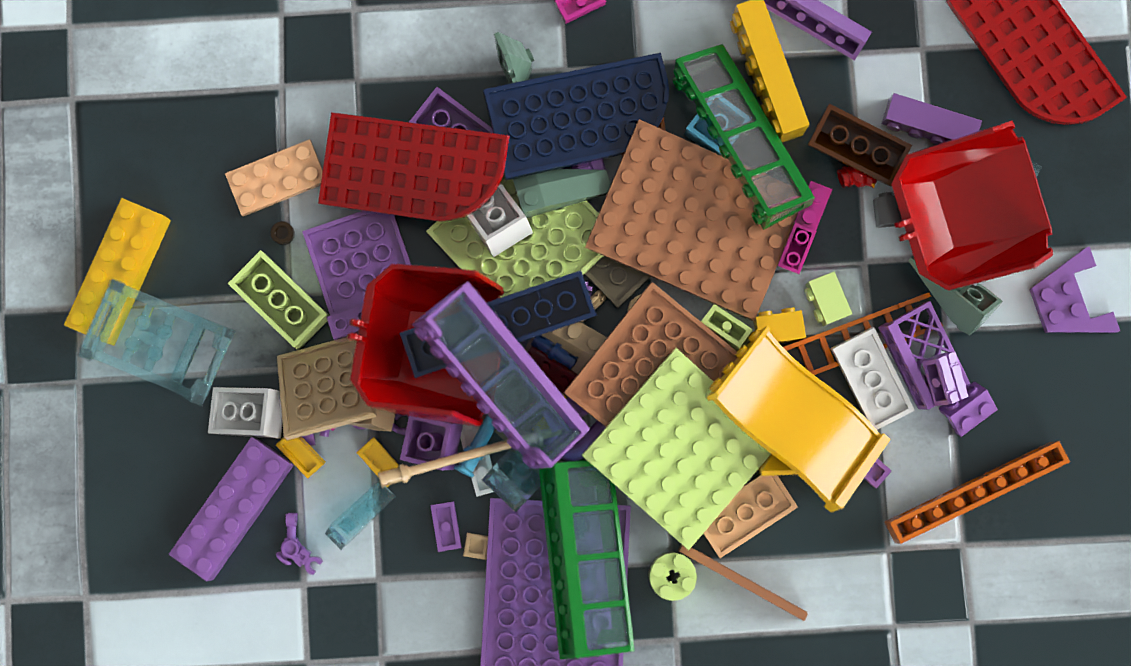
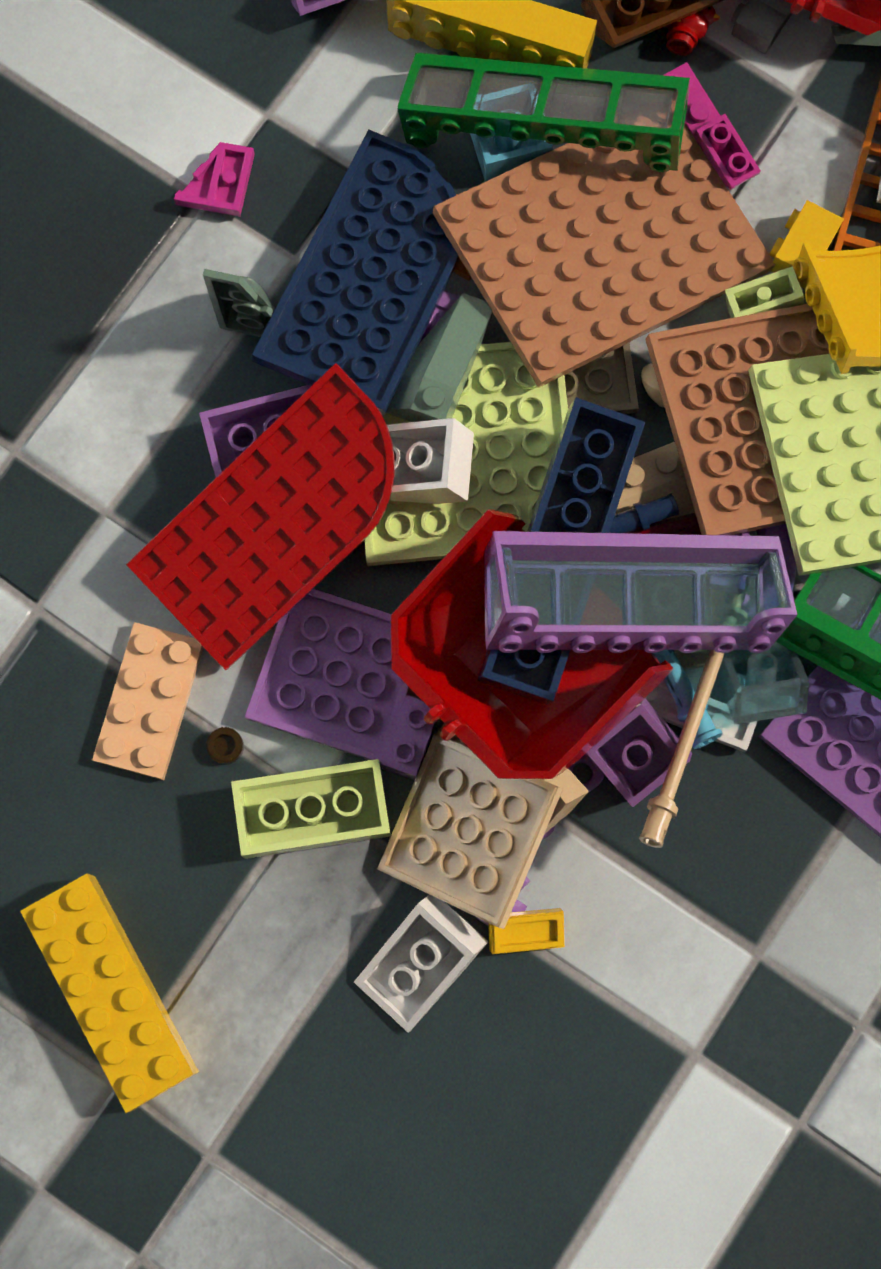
camera: 55 degrees left, 5 degrees down
(115, 298) = (154, 995): clear light blue windscreen -> none
(231, 509) = (534, 1074): medium lavender brick -> none
(293, 549) = (641, 1033): medium lavender piece -> none
(359, 515) = (662, 915): clear light blue slope -> none
(377, 457) = (610, 838): yellow plate -> none
(446, 526) = (755, 817): medium lavender plate -> none
(476, 546) = (806, 799): tan tile -> none
(827, 299) = (813, 165): yellowish green brick -> none

